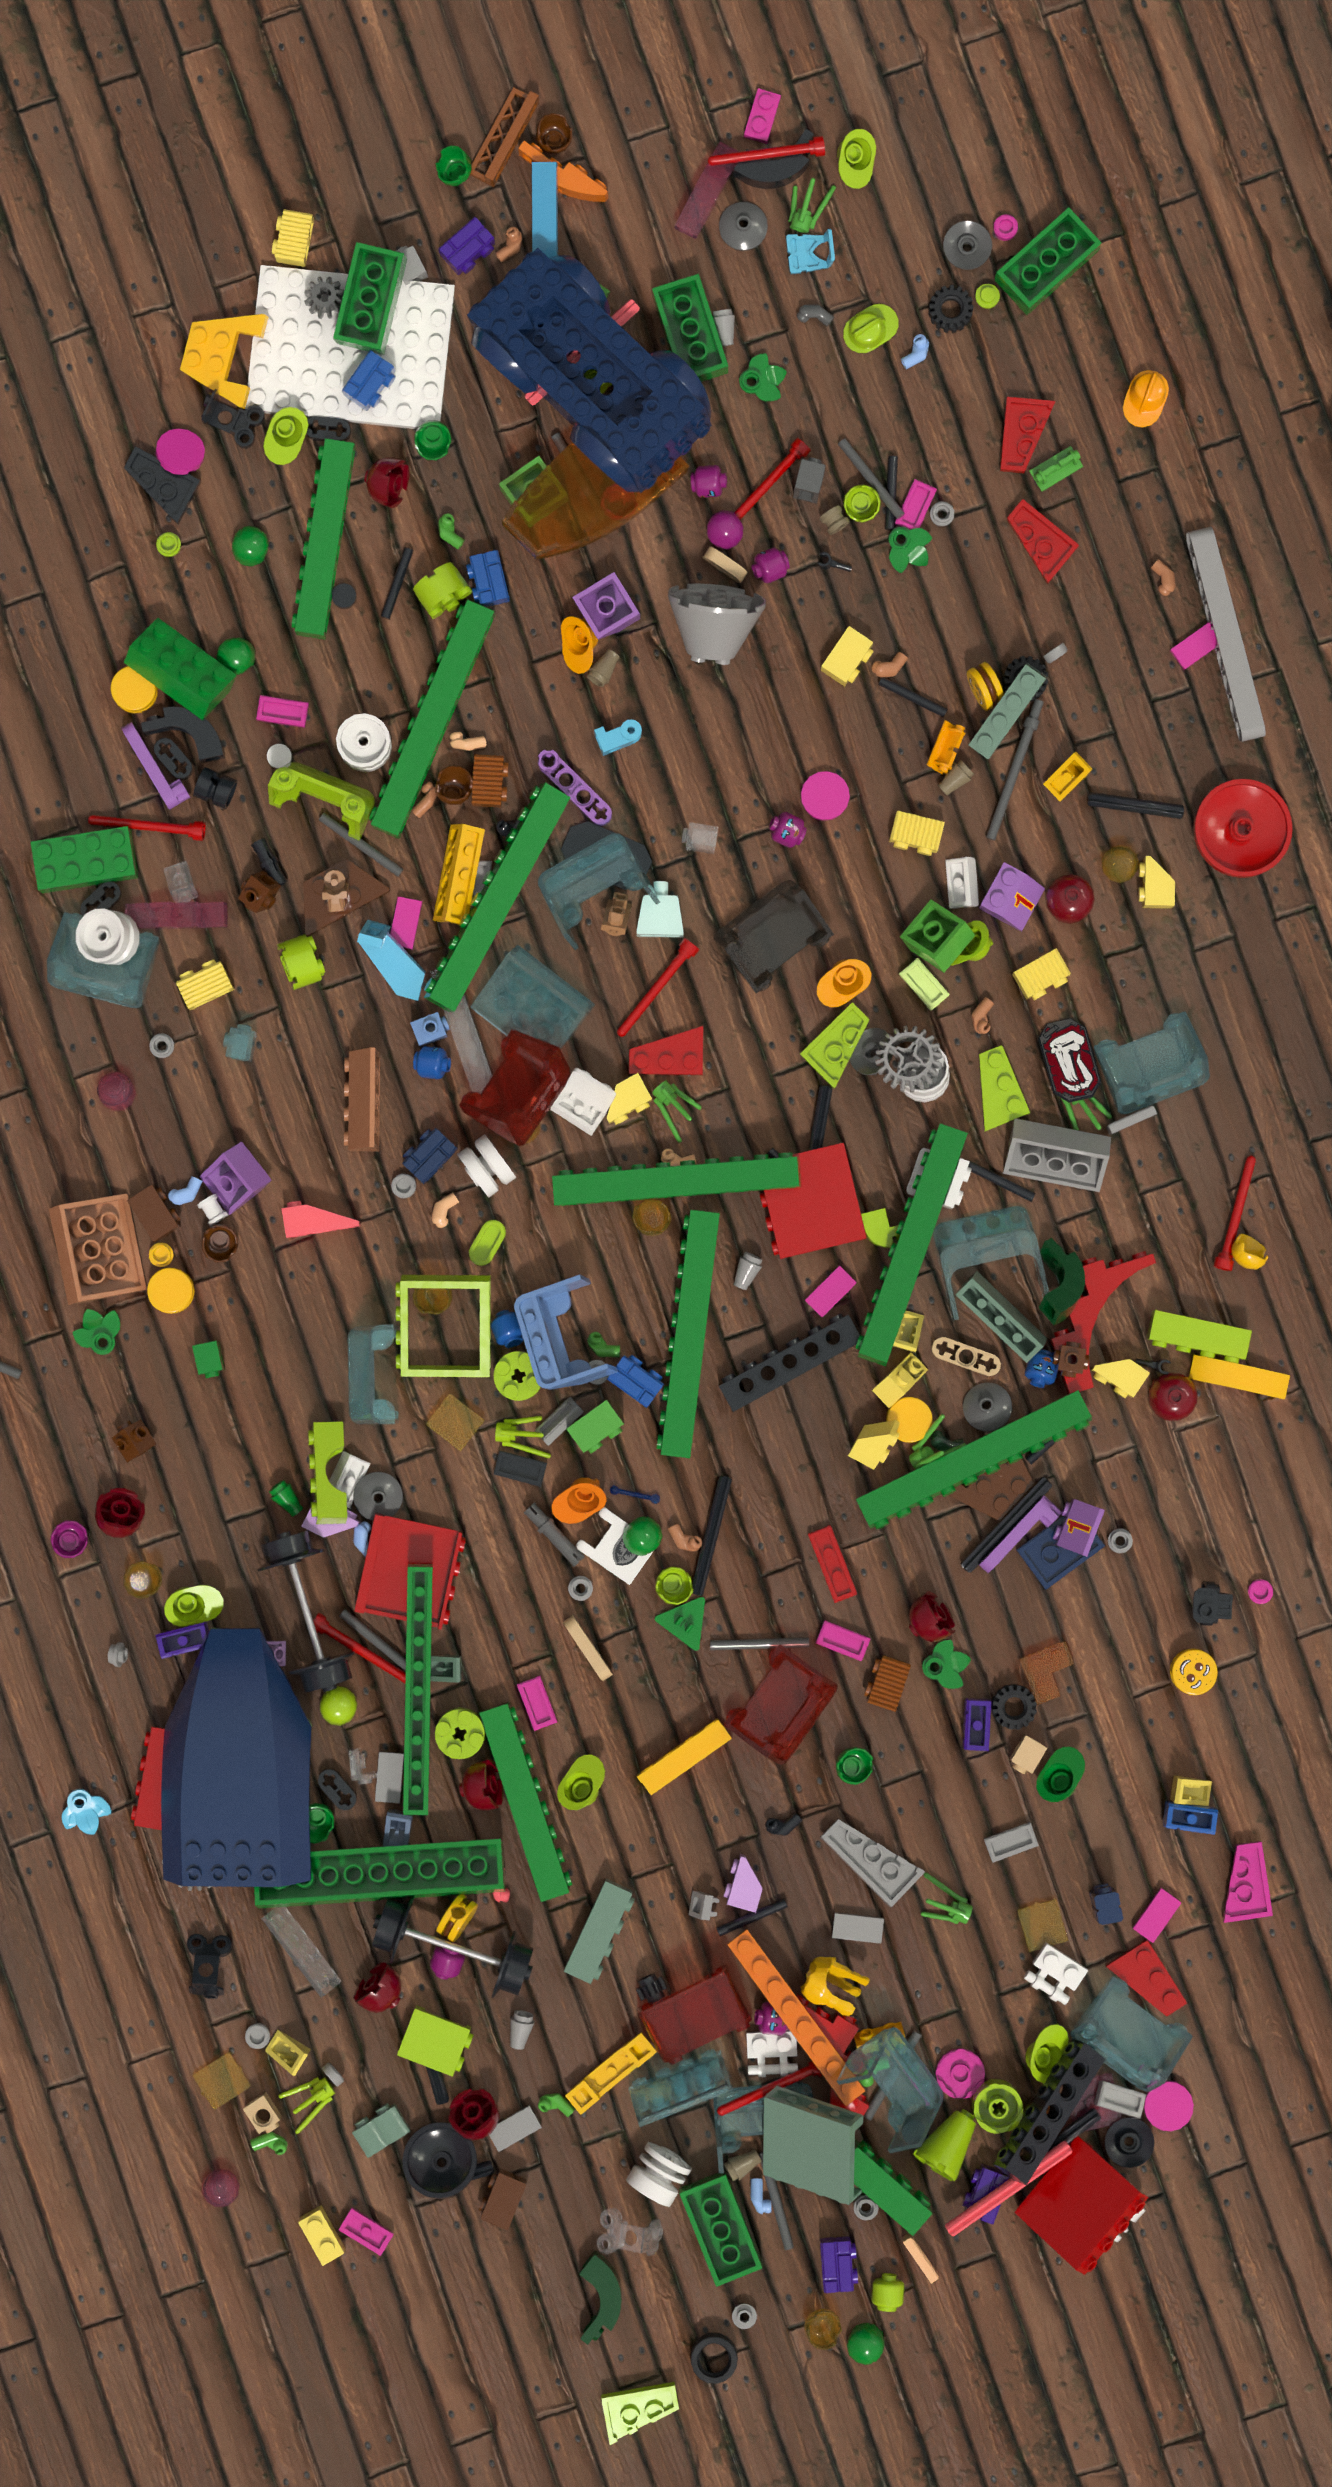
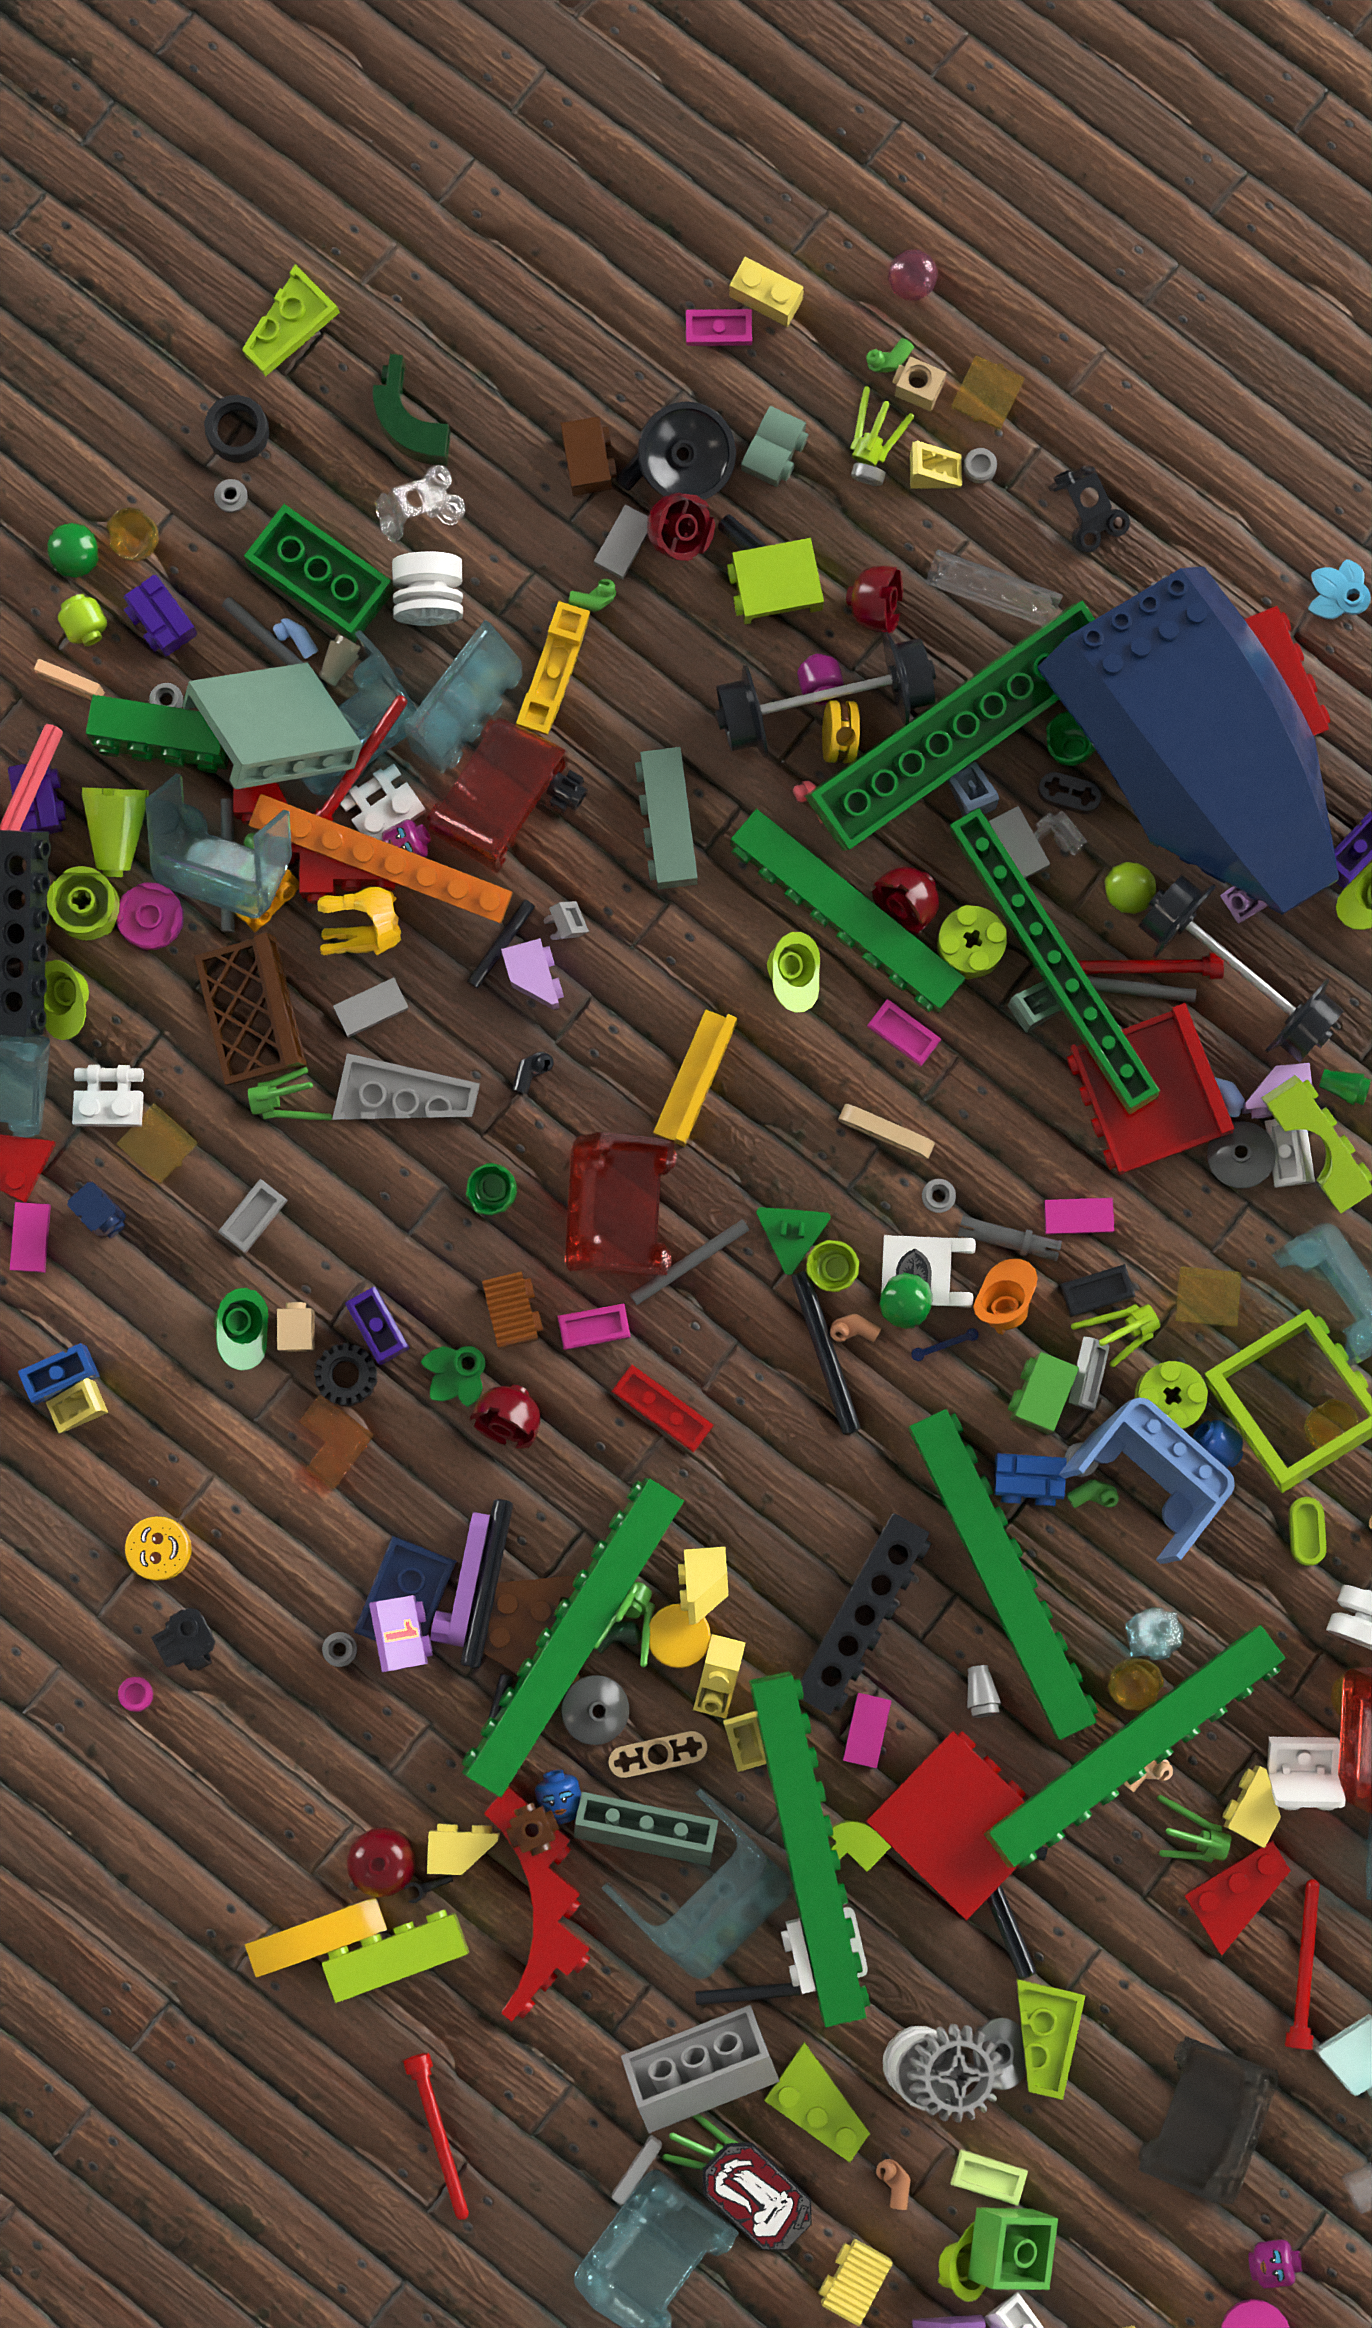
camera: 150 degrees right, 5 degrees down
(502, 1521) = (1079, 1216): none -> dark pink tile
(520, 2028) = (688, 657): light grey cone -> none
(621, 1240) = (1154, 1634): none -> clear light blue brick
(843, 982) = (1089, 2117): light orange piece -> none
(913, 1967) = (275, 995): none -> reddish brown fence
(1071, 1280) = (598, 1935): dark green arch -> none
(1248, 1252) = (396, 2097): yellow hair -> none

